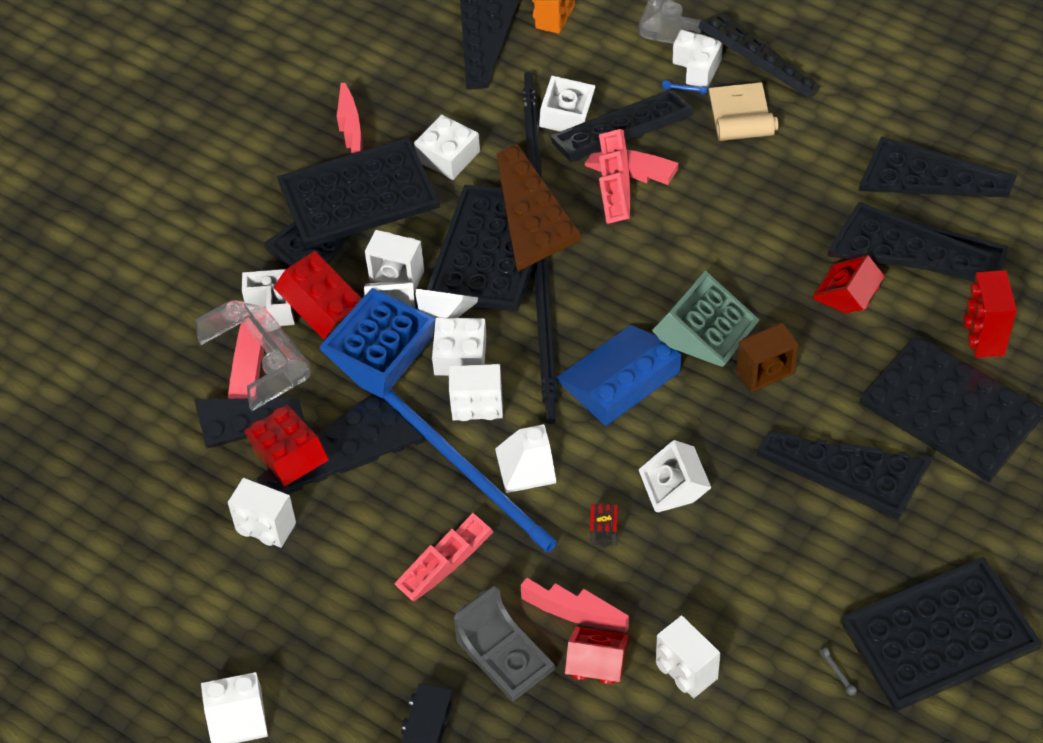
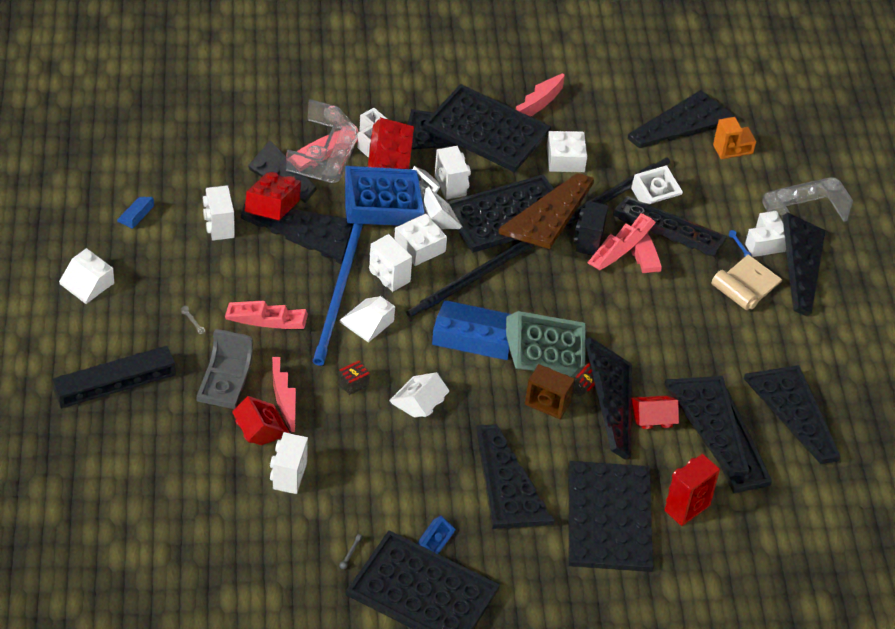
camera: 45 degrees right, 5 degrees down
(172, 599) = (136, 211): none -> blue slope
(365, 636) = (185, 310): none -> clear hinge
(577, 188) = (590, 227): none -> black brick
(765, 315) = (583, 380): none -> clear smoke brick
(808, 305) = (614, 390): none -> black wing
(870, 578) = (436, 535): none -> blue slope

